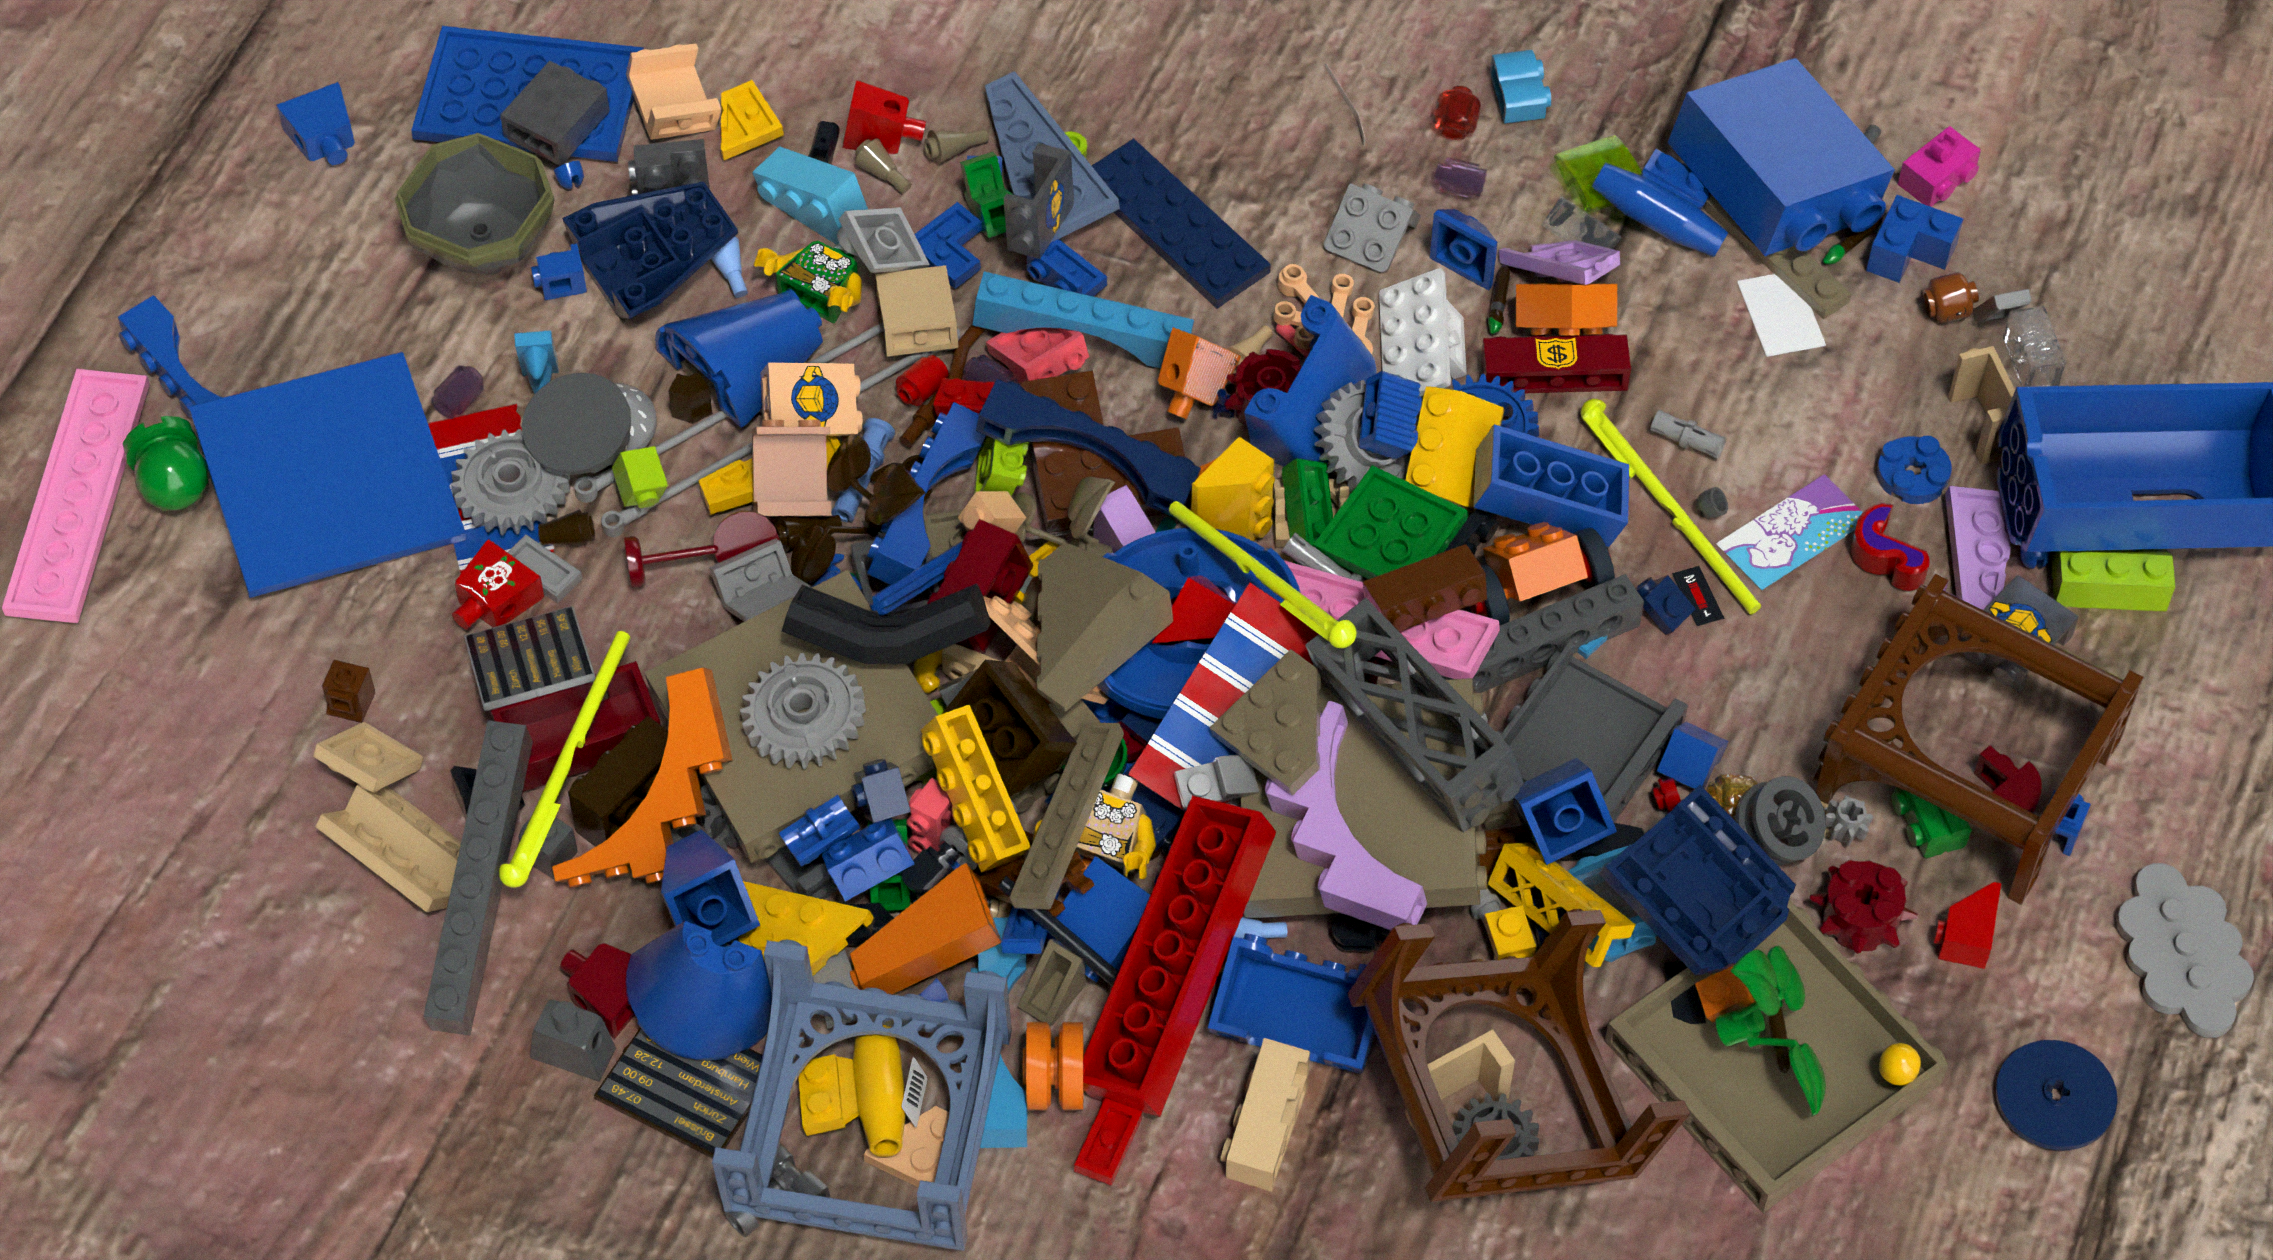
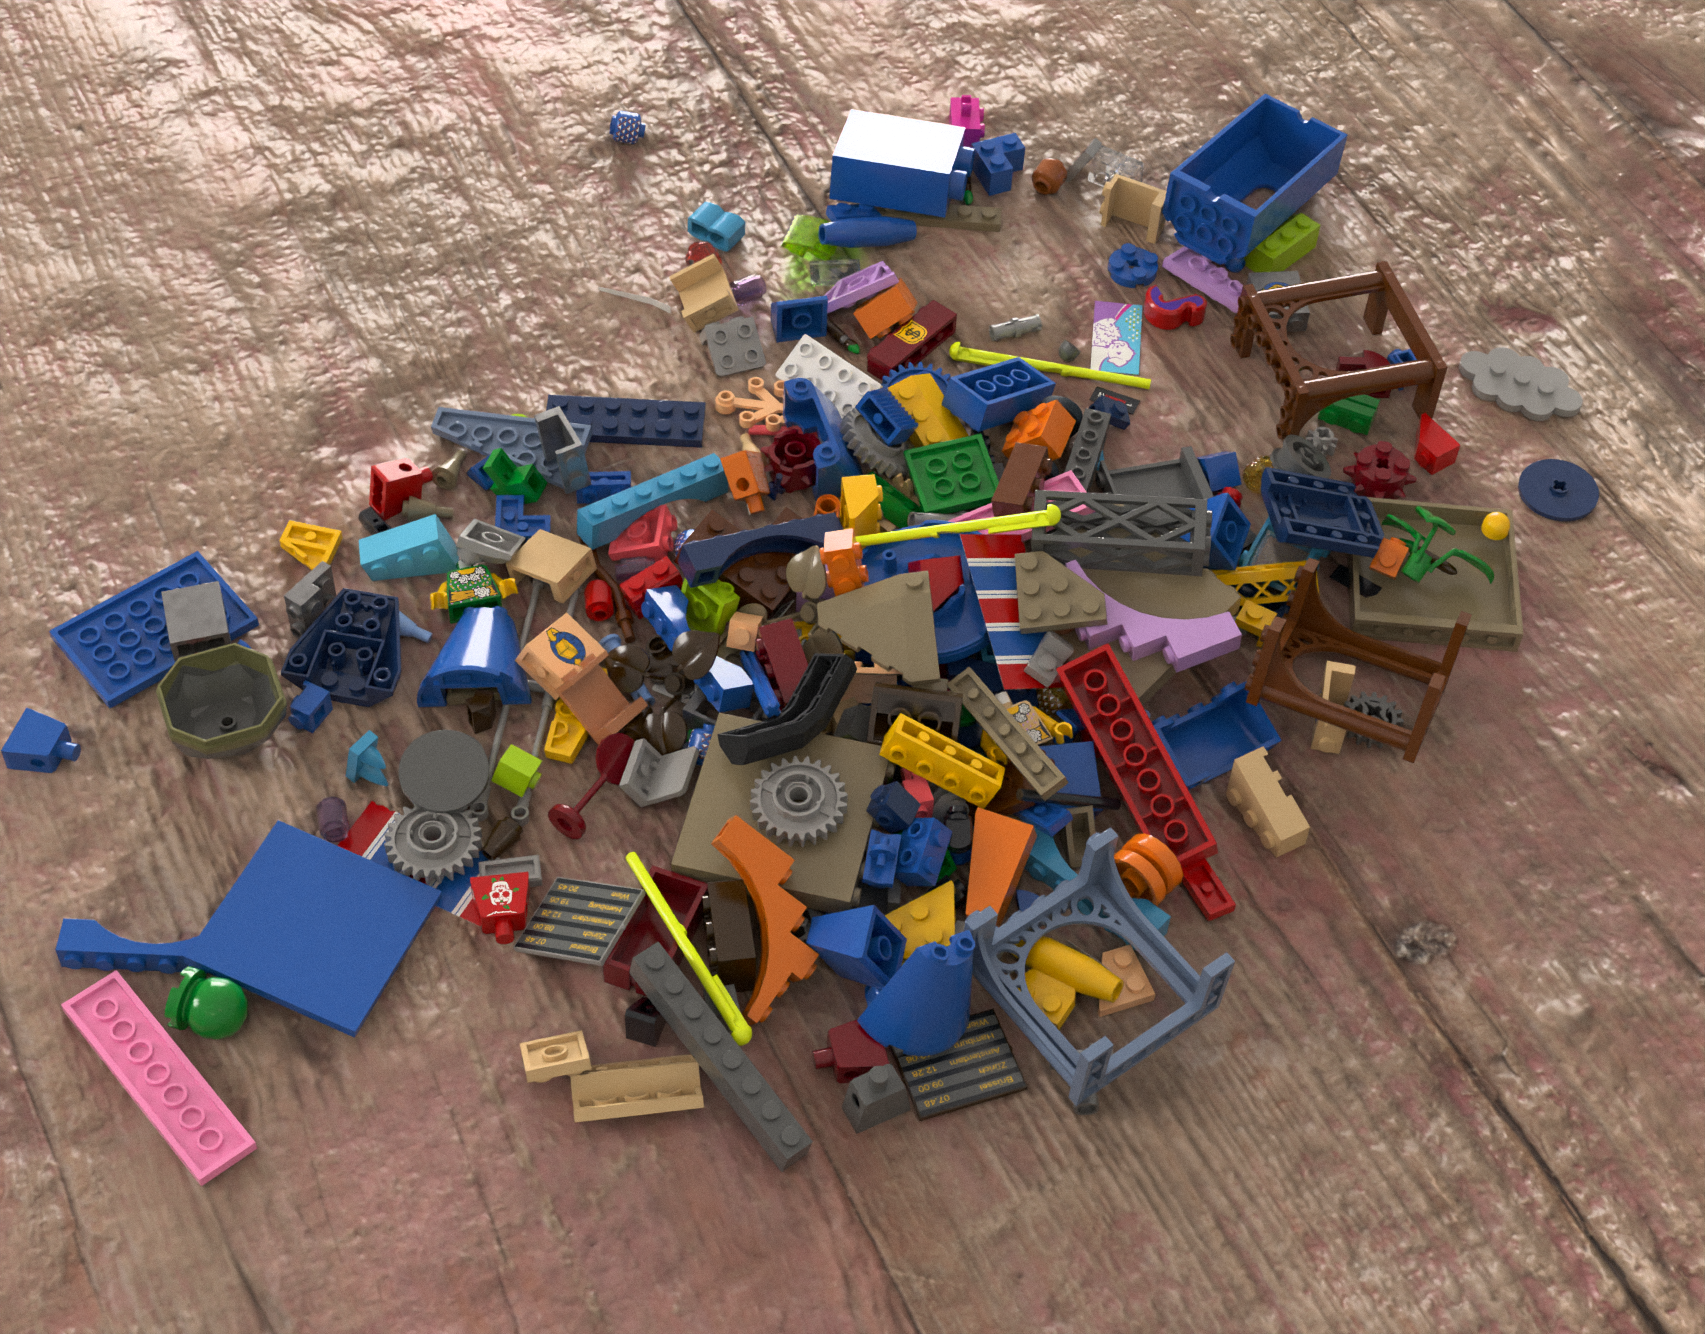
camera: 50 degrees left, 5 degrees down
(349, 684) = (488, 1028): reddish brown window -> none
(671, 92) = (249, 564): light nougat panel -> none
(1121, 520) = (843, 561): none -> orange brick
(1356, 934) = (1184, 683): black arm -> none
(1411, 152) = (704, 293): none -> tan panel
(1780, 316) = (978, 245): white sticker -> none

